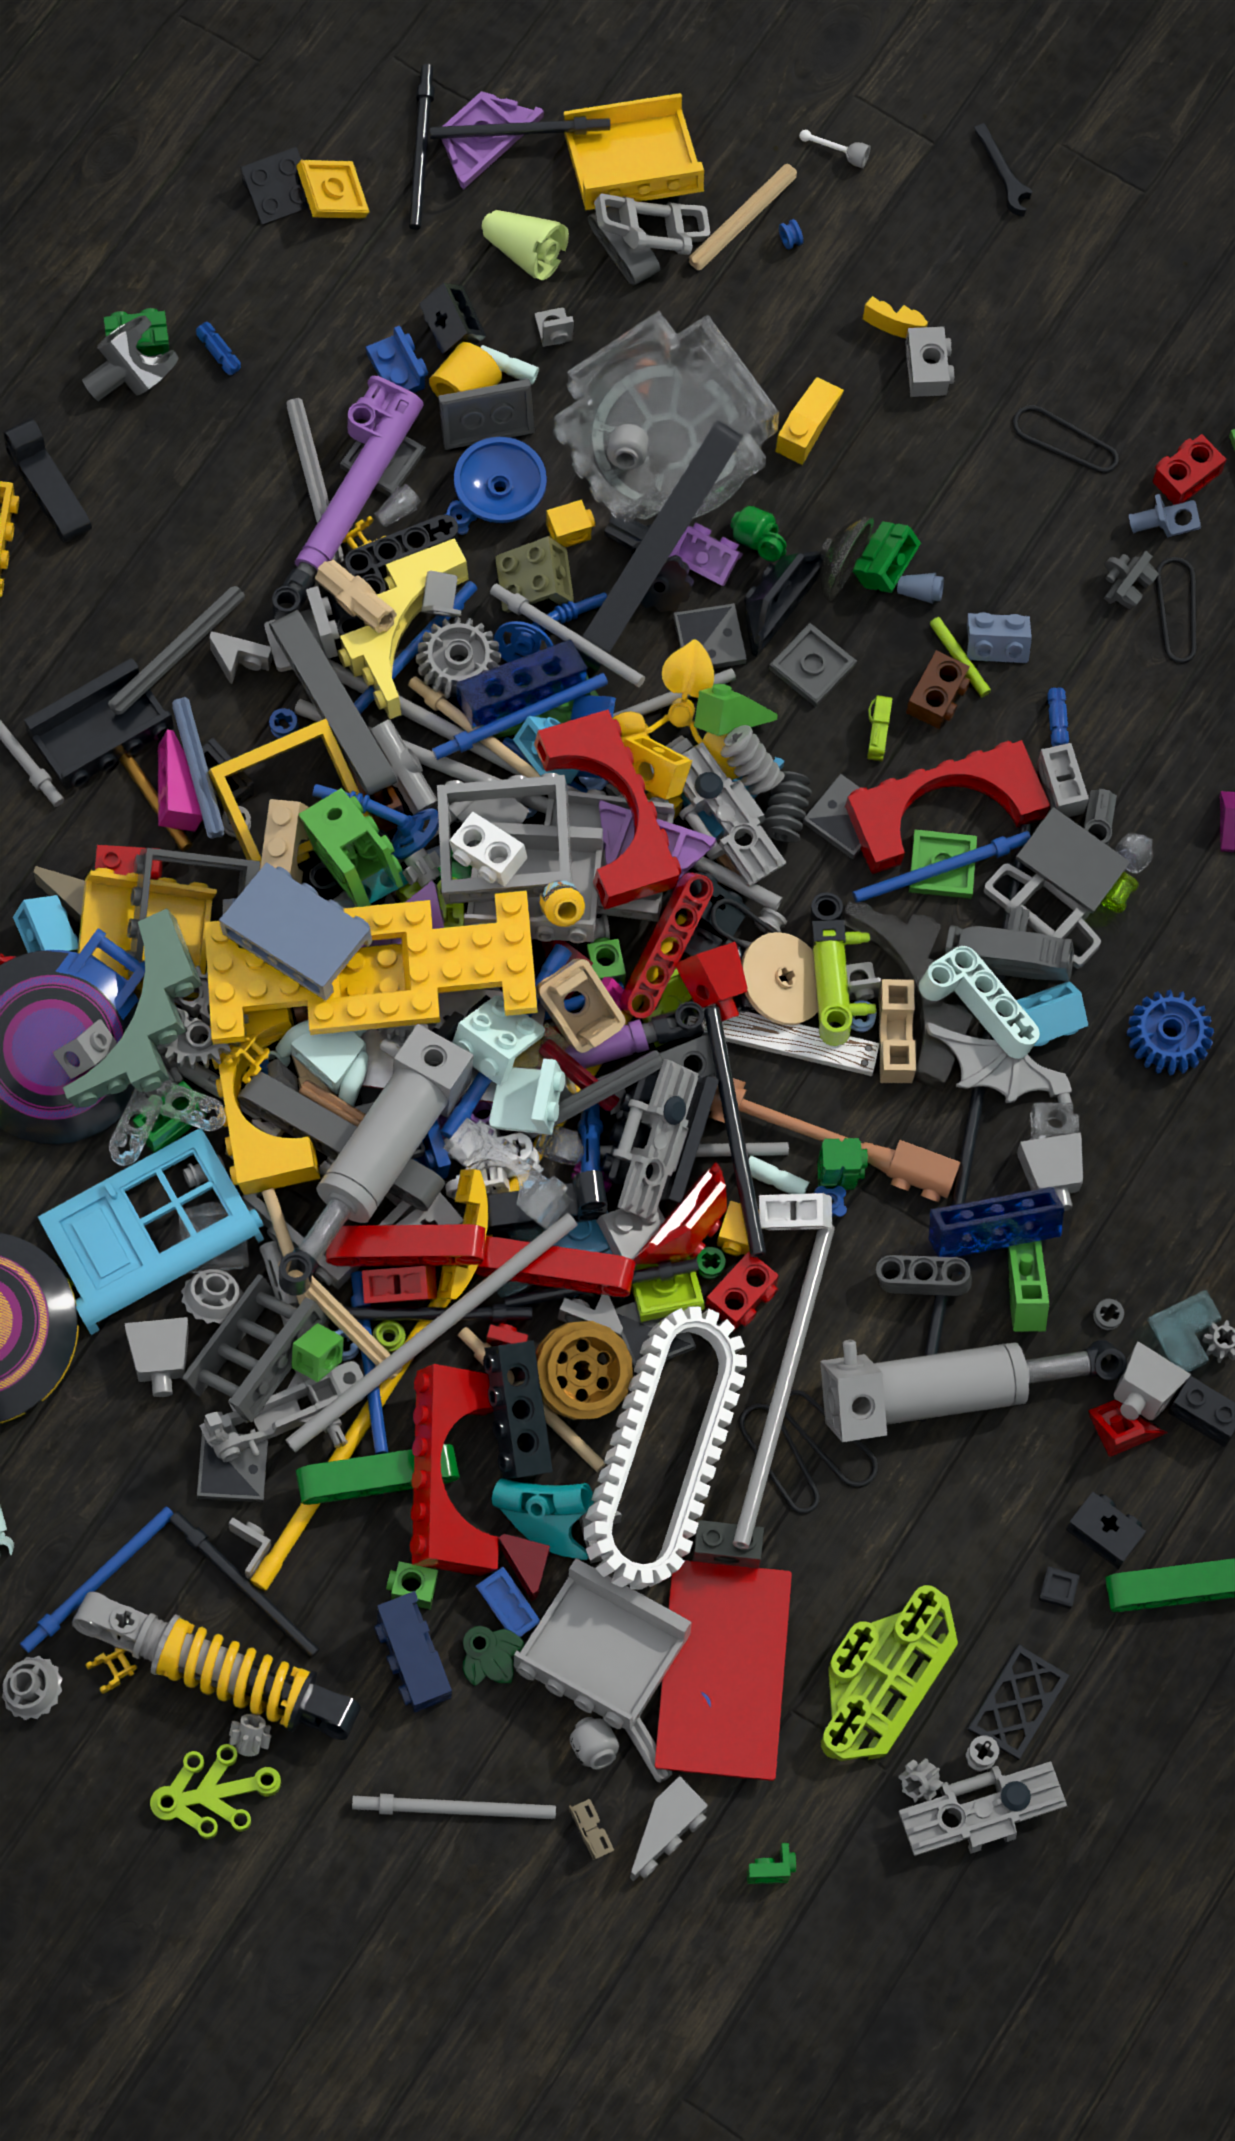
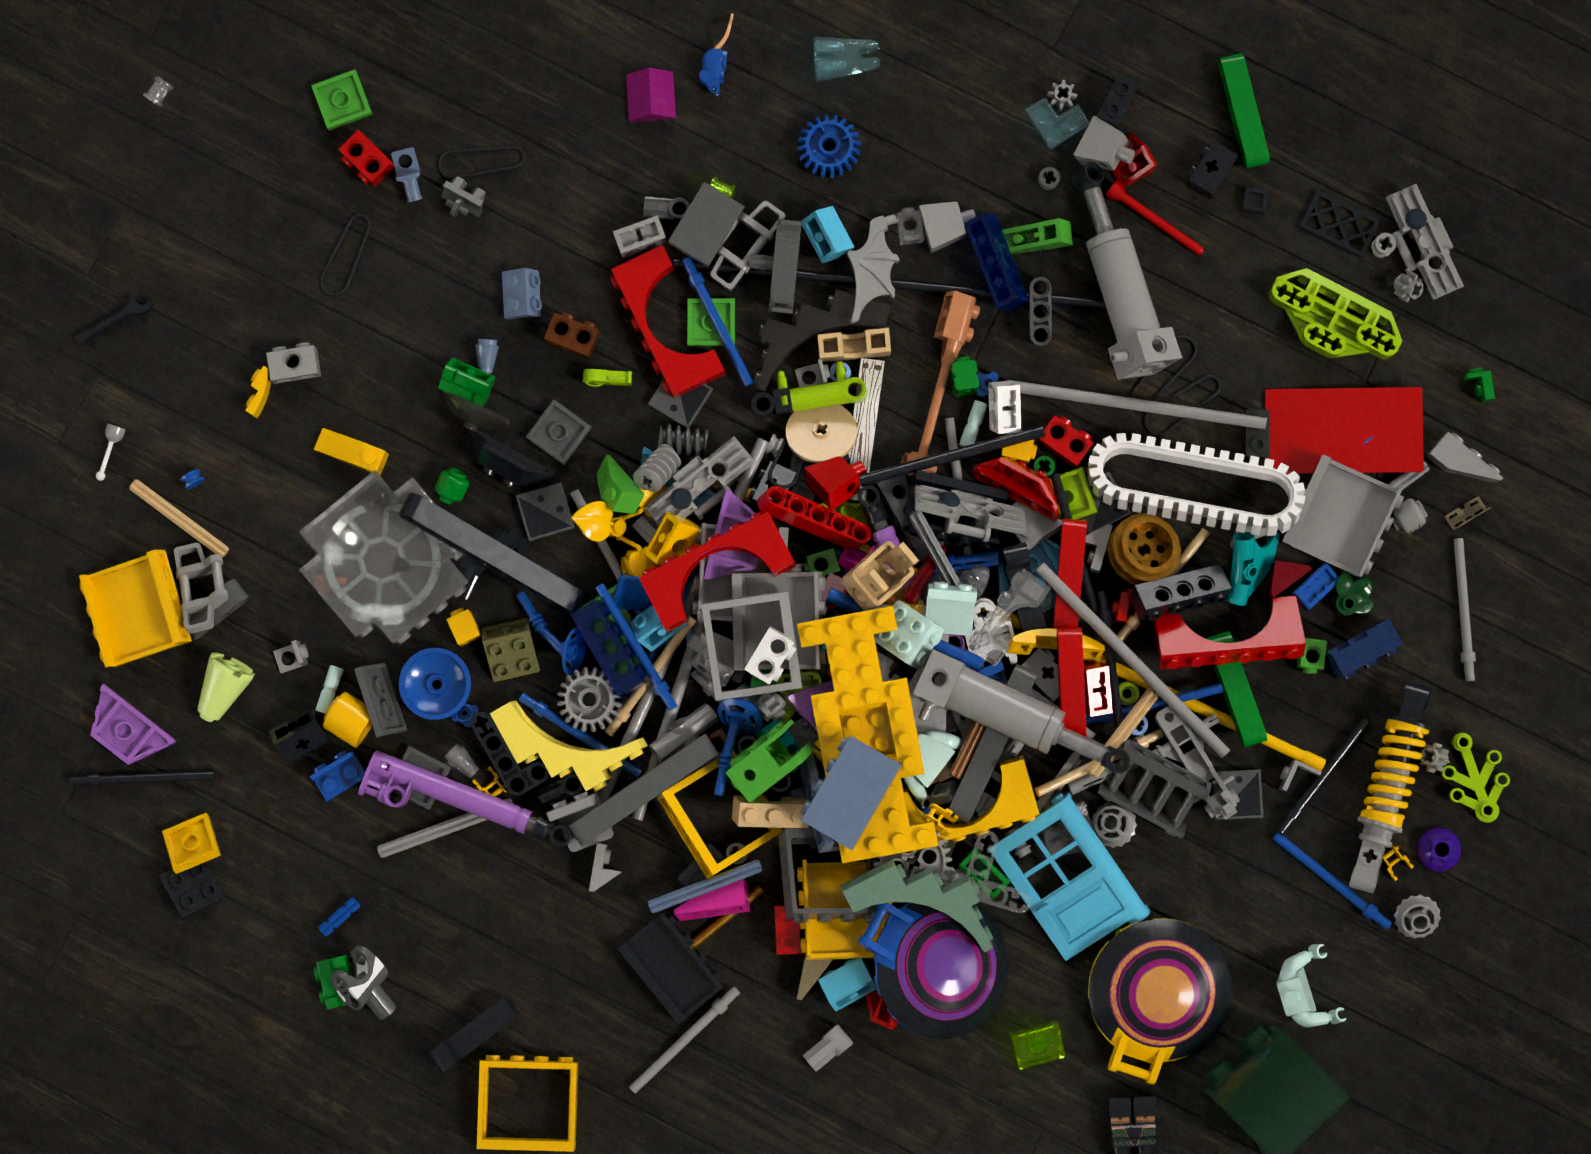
camera: 90 degrees left, 15 degrees up
(89, 1046) = (952, 936): light grey bracket -> none
(121, 1749) = (1426, 849): none -> dark purple piece
(159, 1351) = (1161, 858): light grey torso -> none
(176, 650) = (603, 916): dark grey axle -> none
(288, 716) = (659, 830): blue bush -> none
(317, 1352) = (1156, 741): bright green brick -> none
(355, 596) = (552, 782): tan piece -> none
(440, 594) = (542, 718): light grey bracket -> none
(520, 605) = (539, 658): light grey bar -> none
(562, 903) = (806, 595): yellow head -> none
(578, 125) = (115, 654): black bar -> none
(628, 446) = (398, 587): light grey head -> none
(707, 555) = (480, 512): medium lavender bracket -> none
(771, 546) = (470, 469): green plate -> none
(958, 654) = (539, 322): lime bar -> none
(1014, 1040) = (833, 282): light aqua beam -> none
(1058, 716) = (582, 245): blue axle -> none
(1082, 1400) = (1117, 193): none -> red piece
(1137, 850) = (688, 180): clear rock -> none

